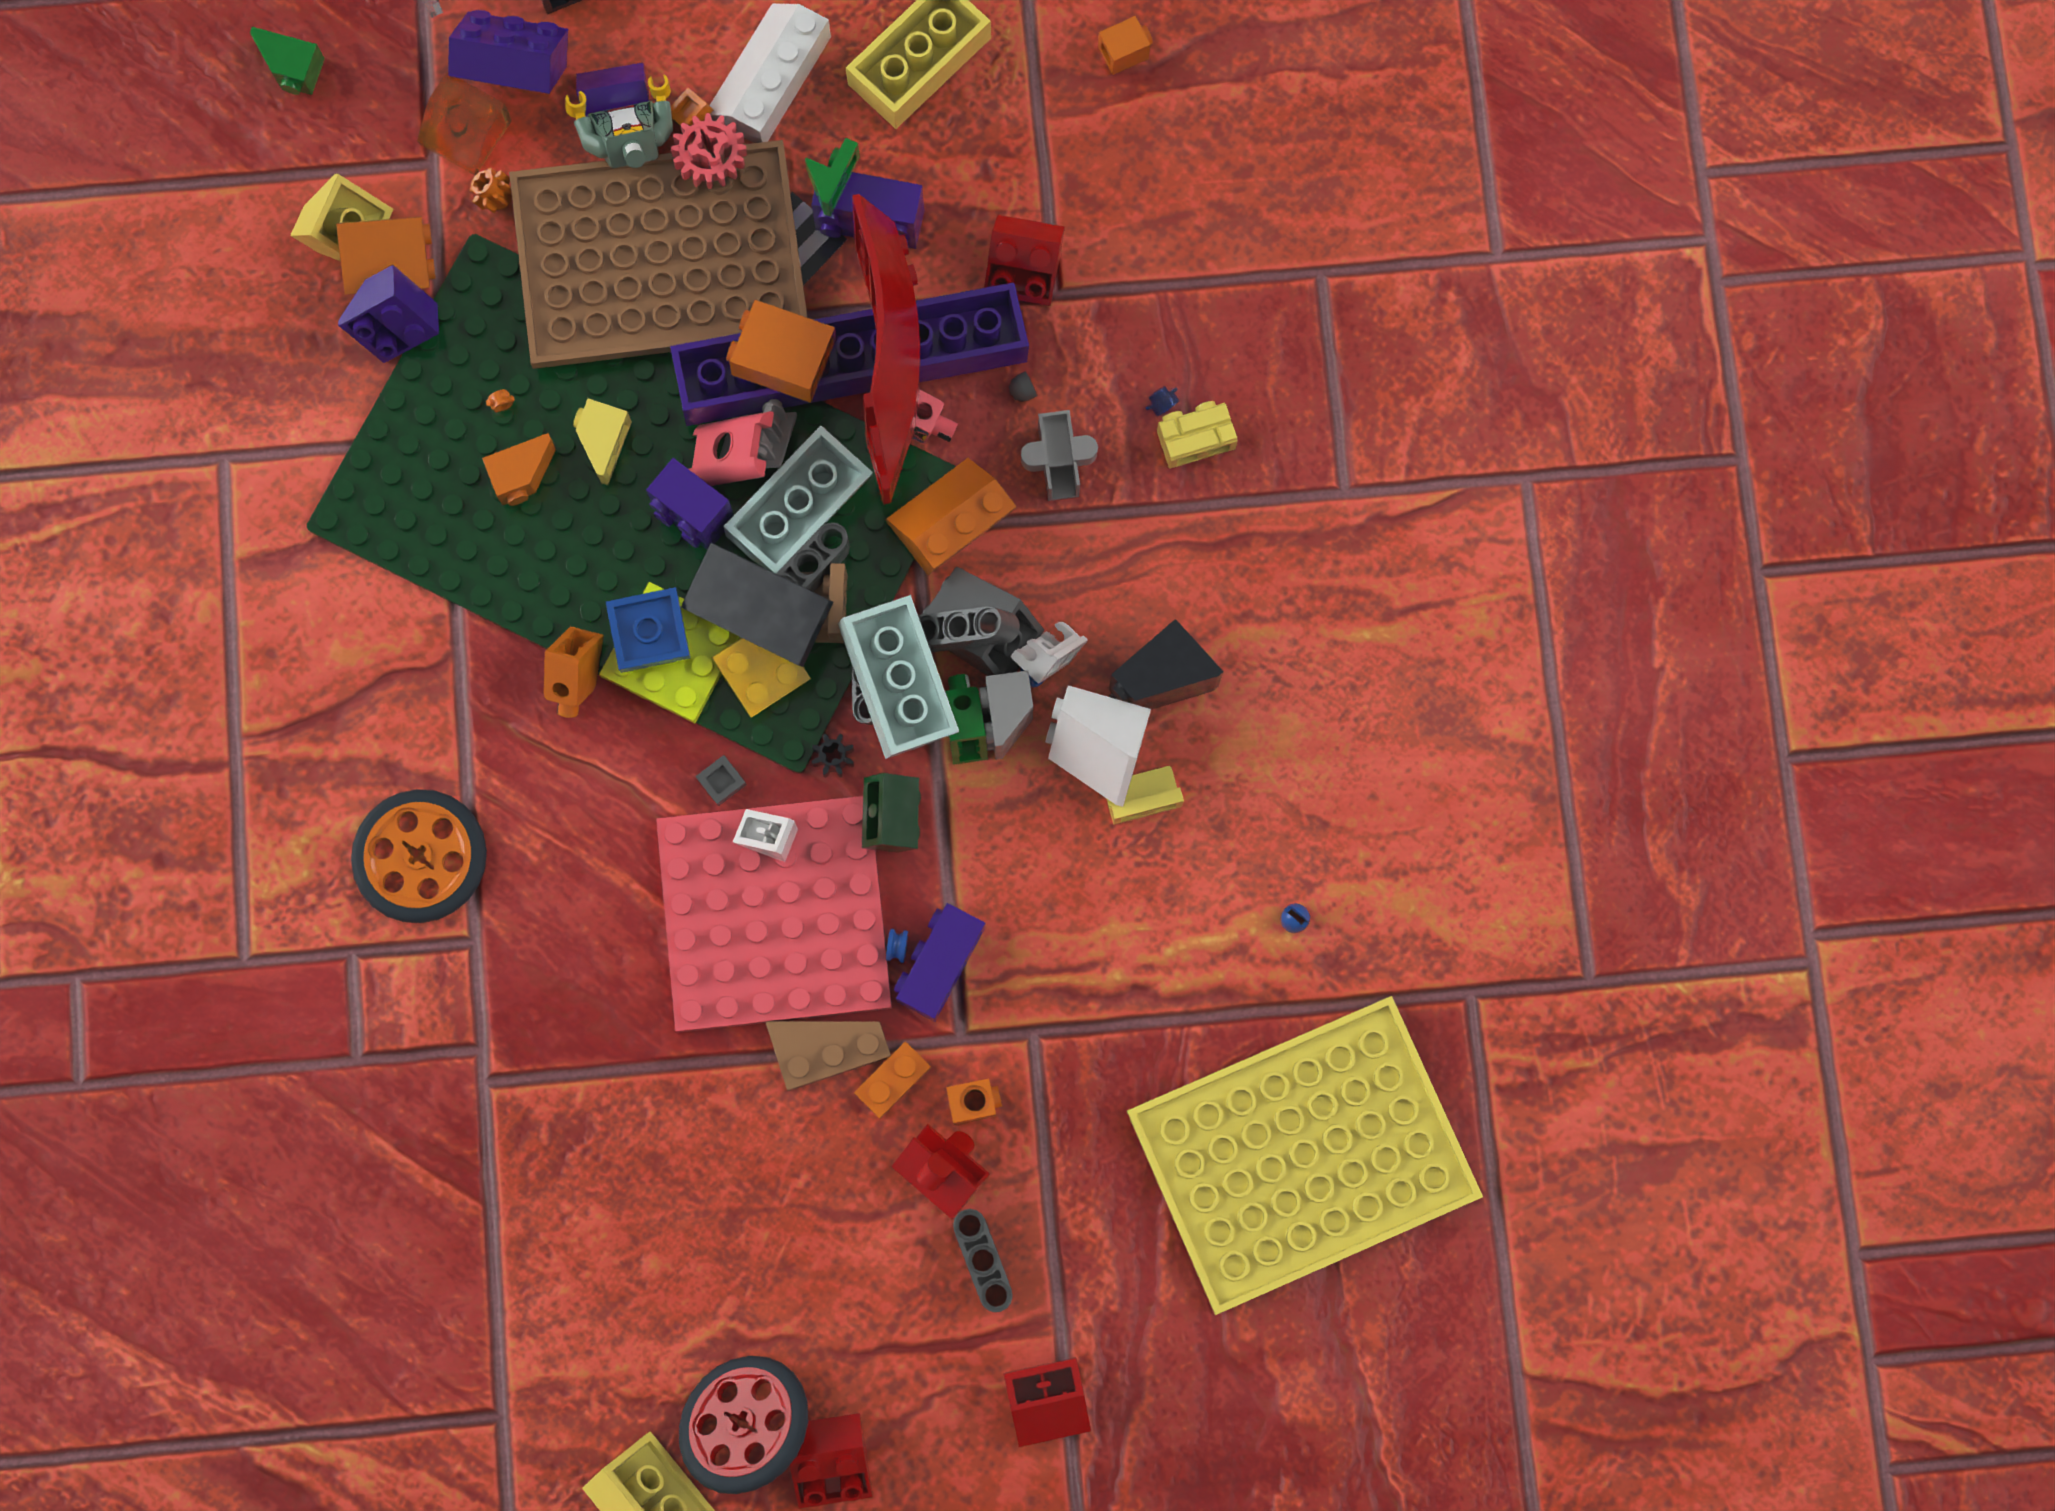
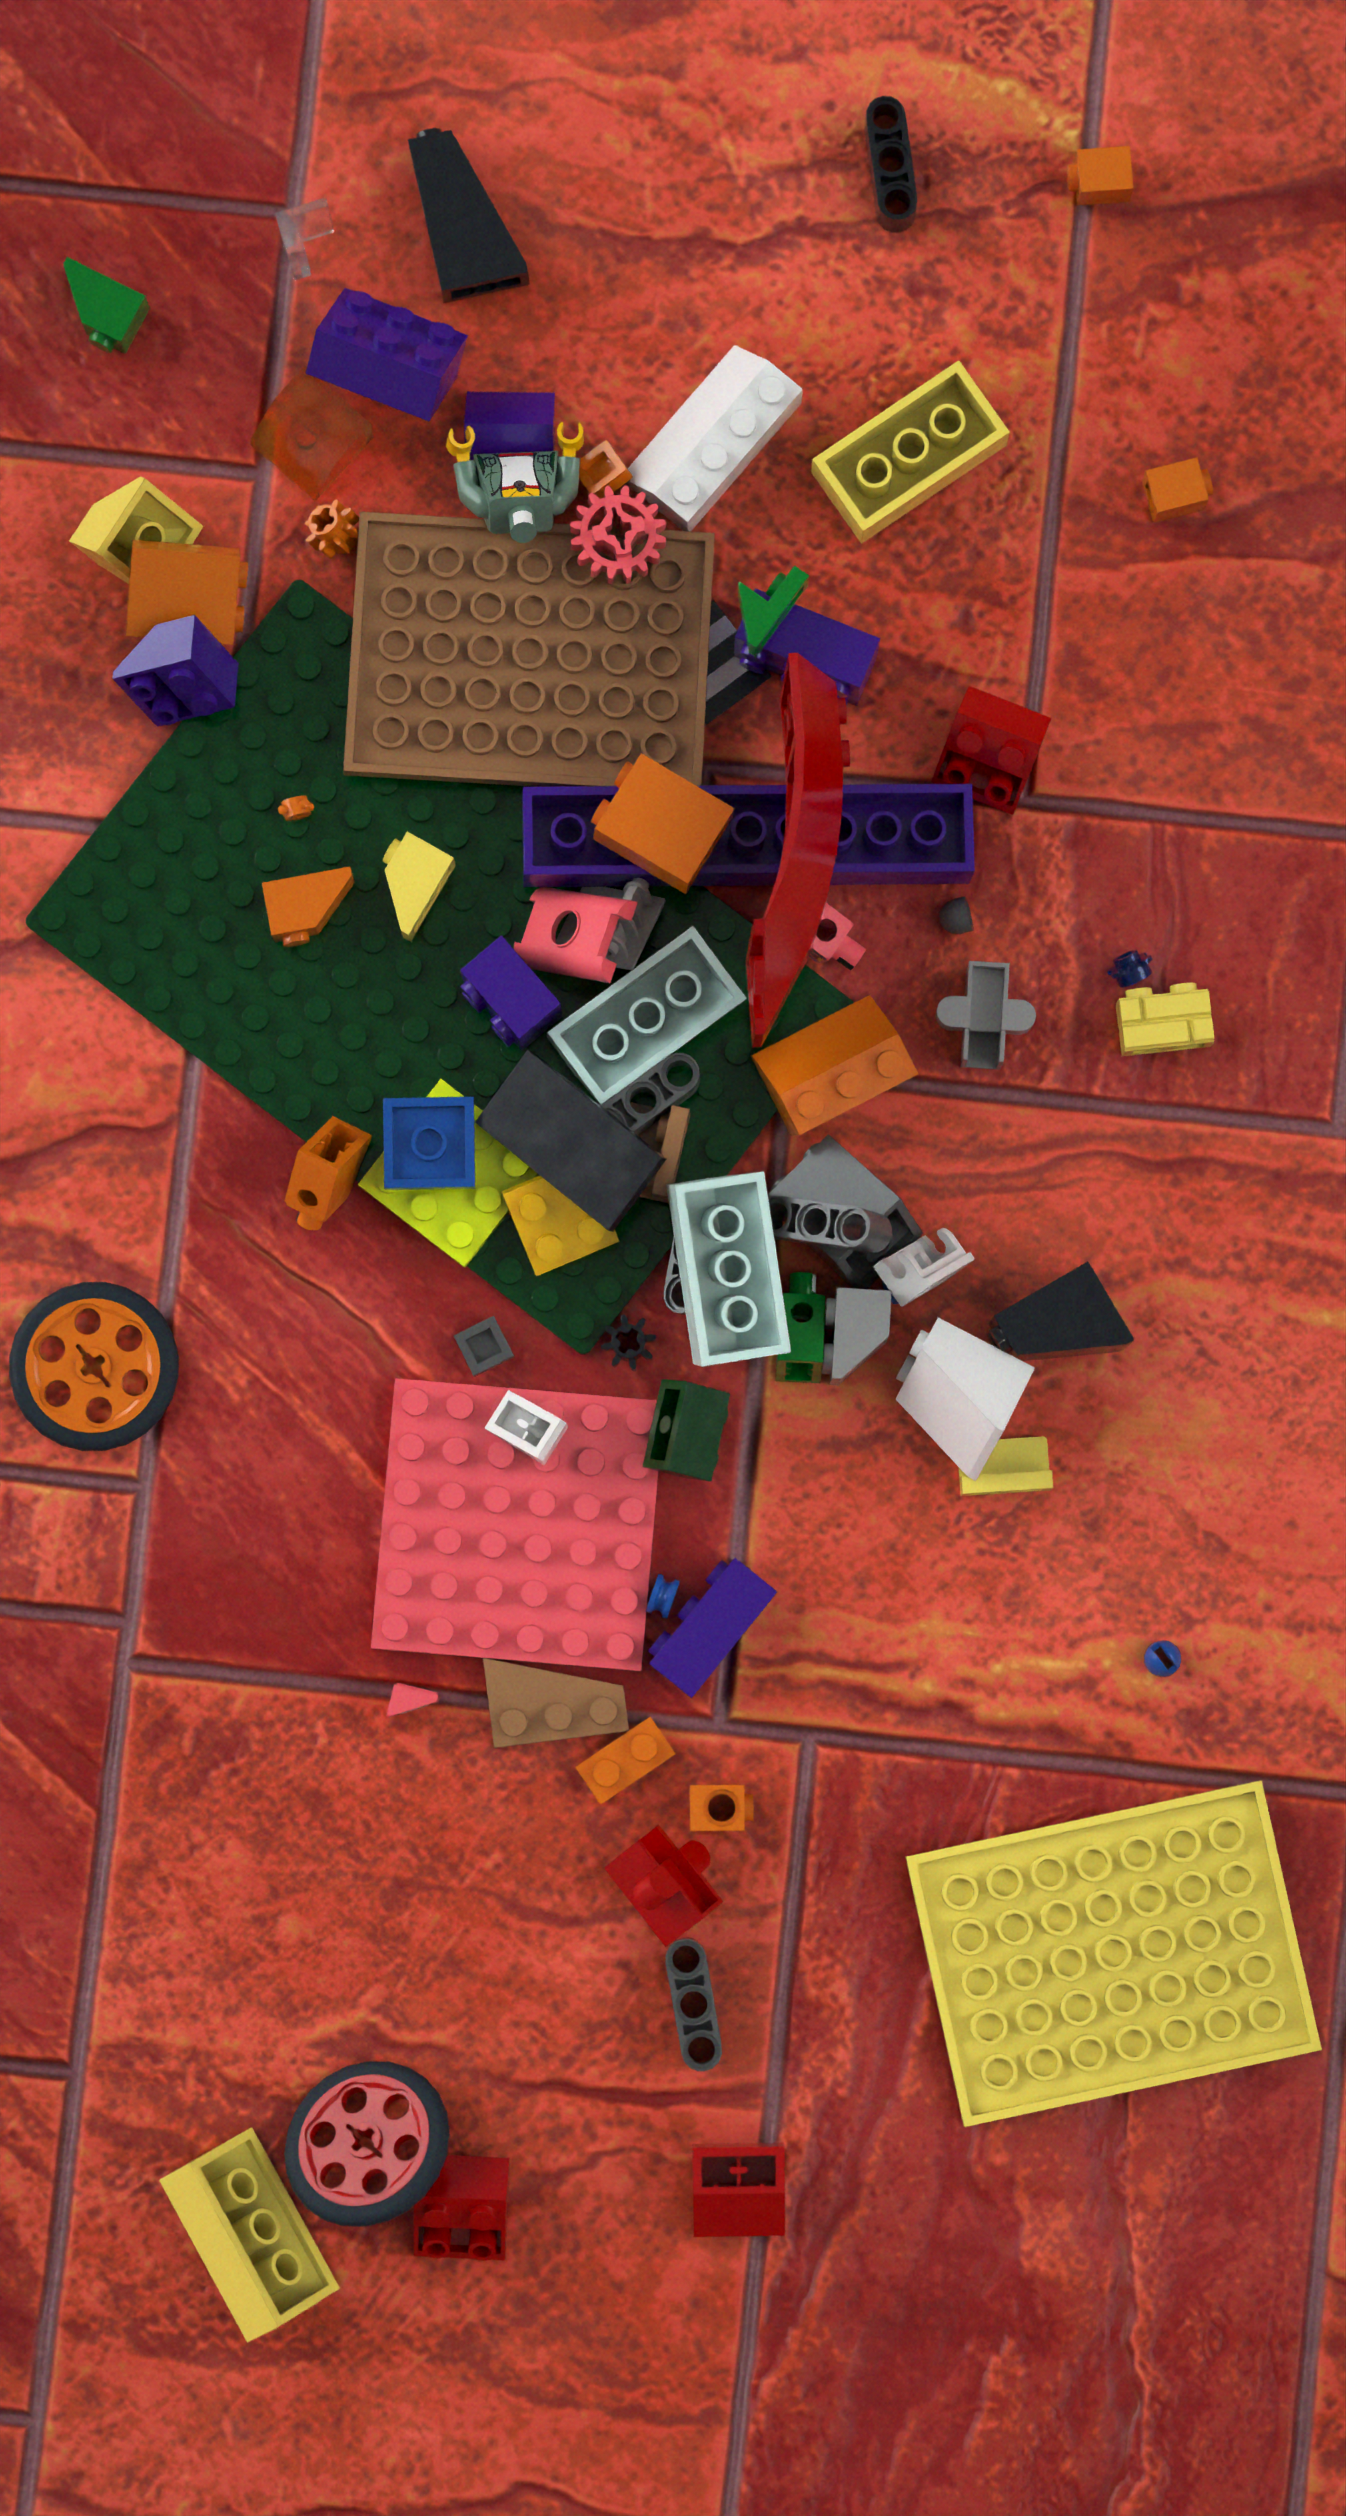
camera: 15 degrees right, 5 degrees up
(713, 1064) = (409, 1698): none -> coral slope

